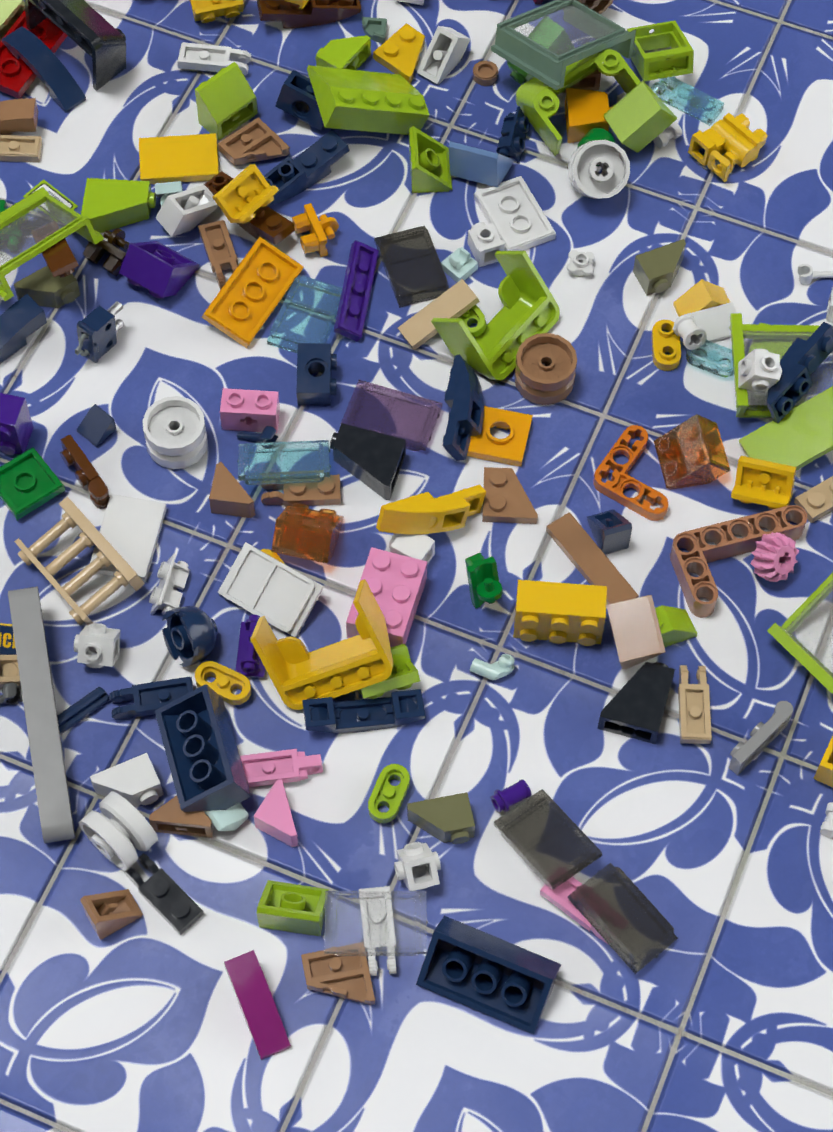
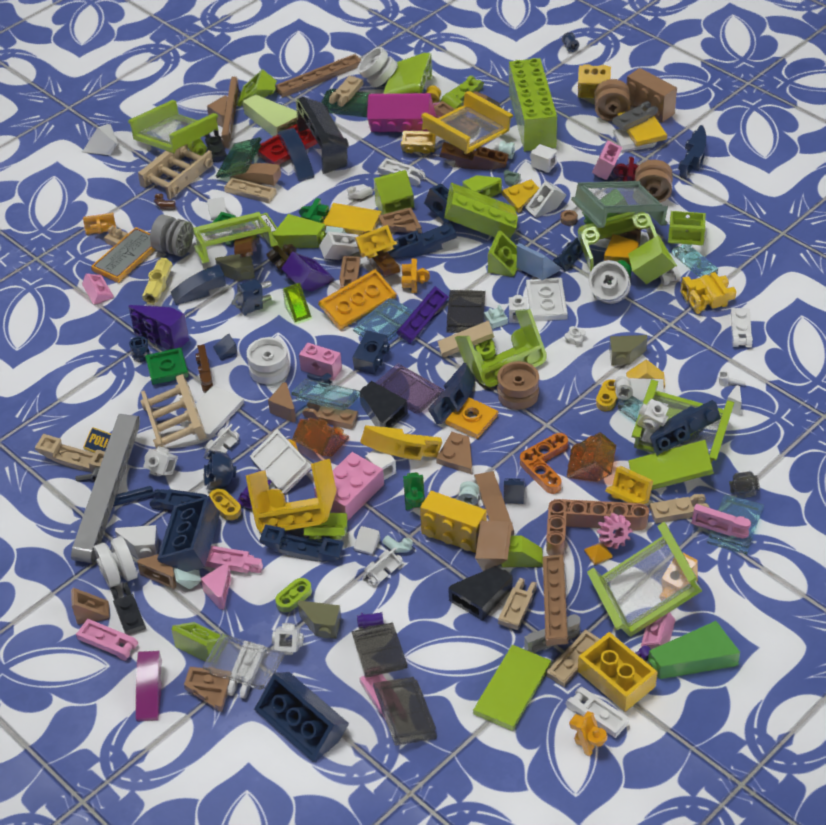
camera: 25 degrees right, 15 degrees down
(117, 166) = (315, 211): none -> green hips
(159, 951) = (106, 639): none -> bright pink plate
(168, 325) = (296, 303): none -> clear neon green slope
(169, 113) = (352, 193): none -> white arm
(448, 676) = (367, 540): none -> white slope
(482, 717) = (387, 561): none -> white hinge
(553, 559) = (469, 492): none -> light aqua wheel
(741, 831) = (512, 687): none -> lime tile
(746, 687) = (555, 600): none -> medium nougat tile
(760, 593) = (598, 553): none -> light orange slope
(792, 188) = (741, 327): none -> white plate
(800, 760) = (567, 665): none -> tan tile

